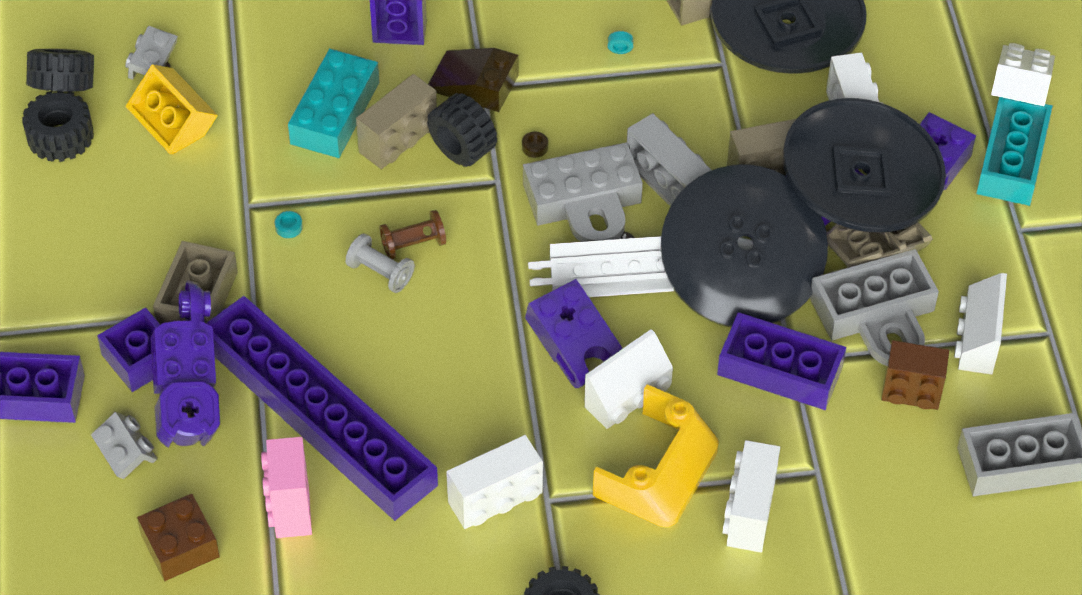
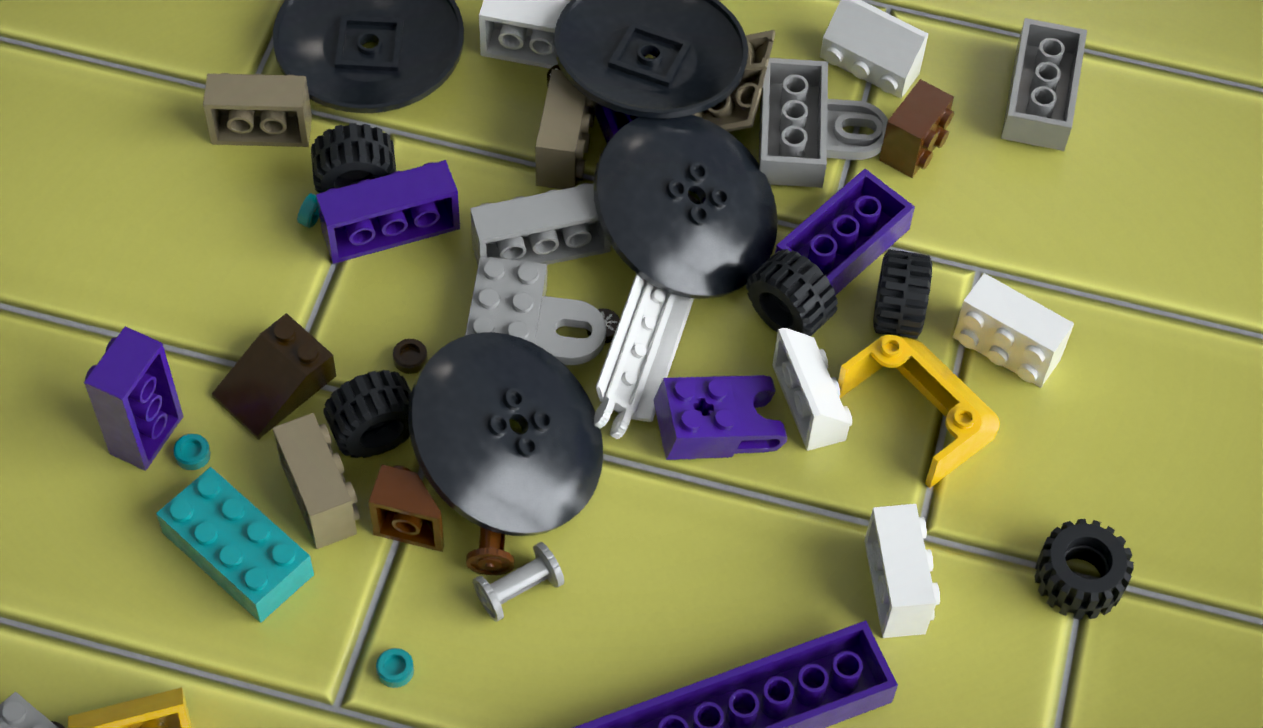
camera: 70 degrees left, 5 degrees up
(396, 58) = (192, 452): none -> teal tile
(402, 175) = (404, 509): none -> reddish brown slope
(475, 244) = (475, 458): none -> black dish
(637, 78) = (389, 211): none -> dark purple brick
(663, 43) = (351, 155): none -> black tyre
(699, 338) = (791, 293): none -> black tyre
(742, 409) = (902, 294): none -> black tyre

